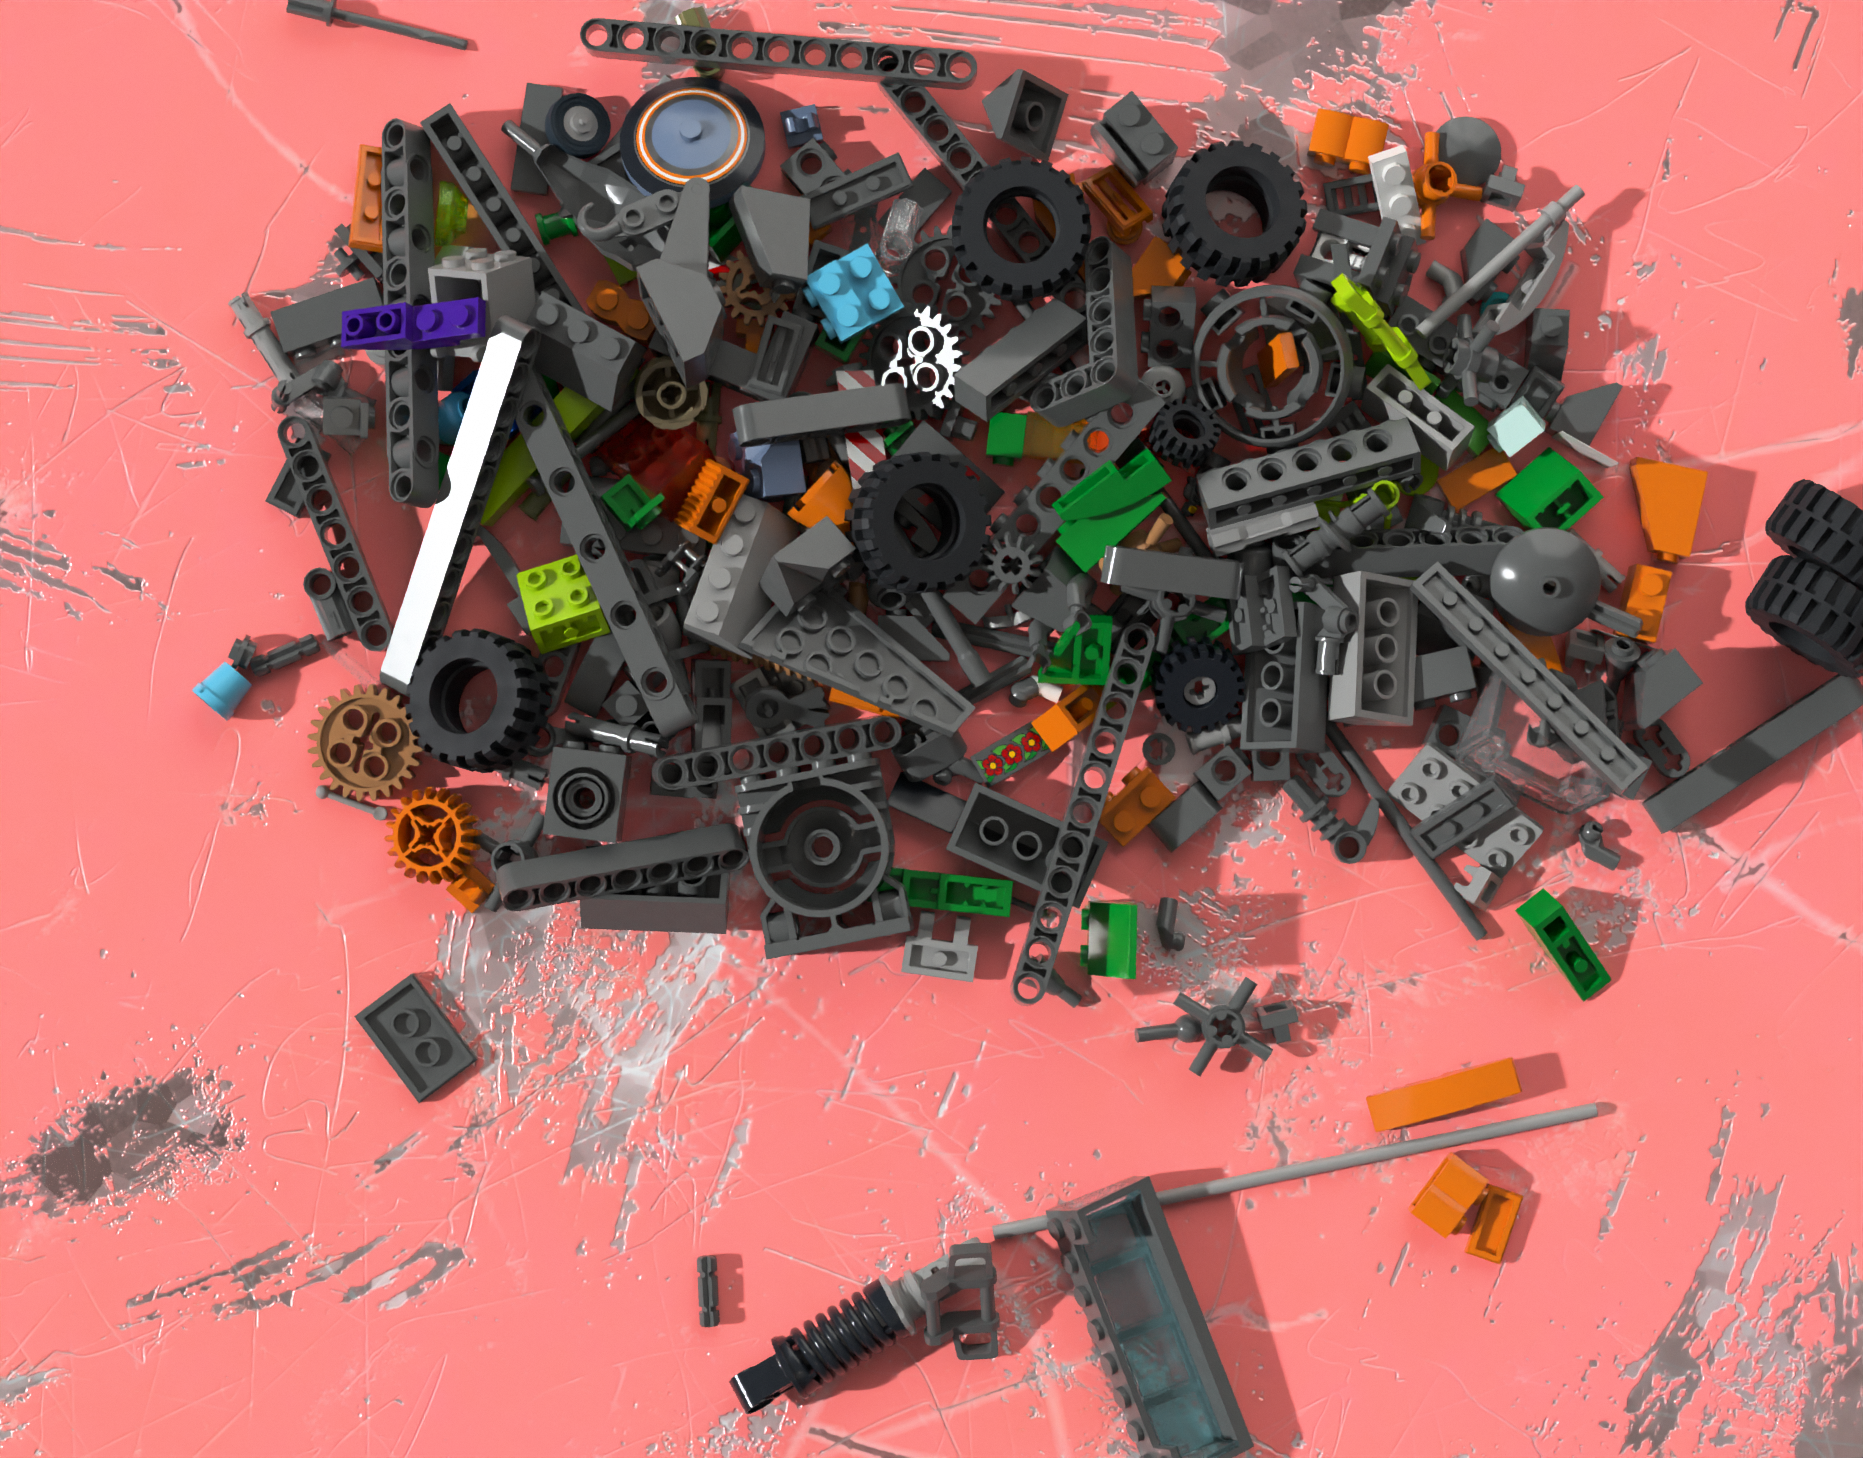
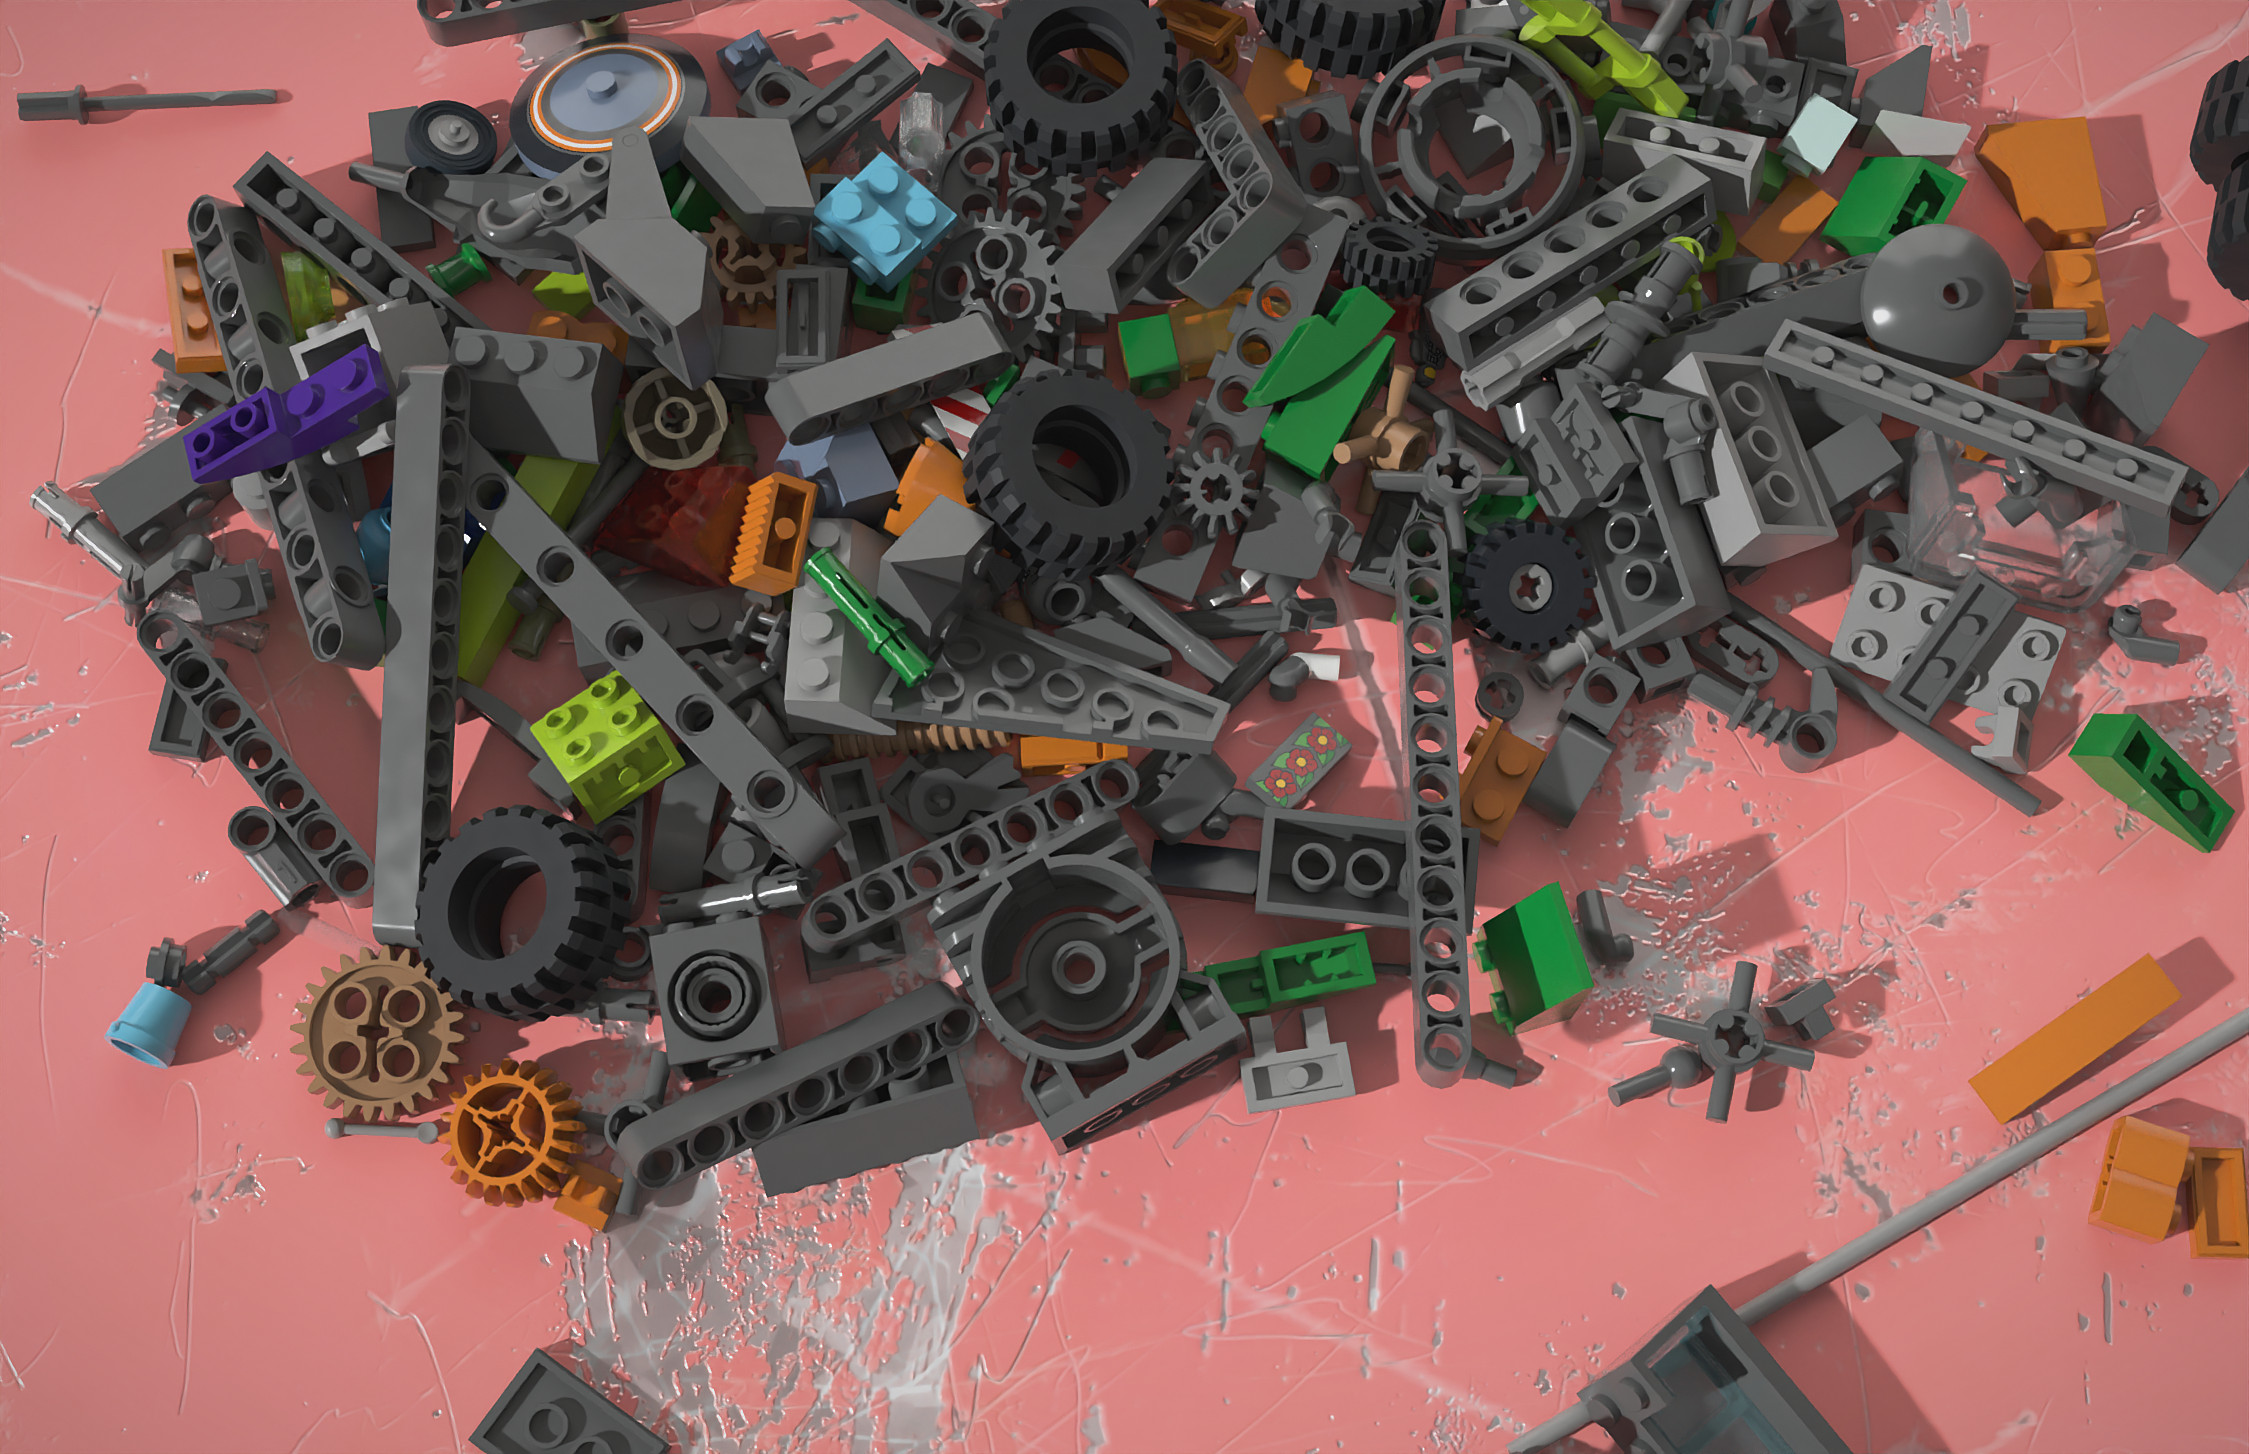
camera: 20 degrees left, 15 degrees down
(631, 504) = (665, 579): green bracket -> none
(737, 544) = (882, 632): none -> green pin
(1070, 715) = (1361, 686): orange slope -> none
(1083, 657) = (1350, 594): green wing -> none
(1172, 572) = (1488, 427): dark grey beam -> none
(1278, 359) = (1475, 142): orange tile -> none

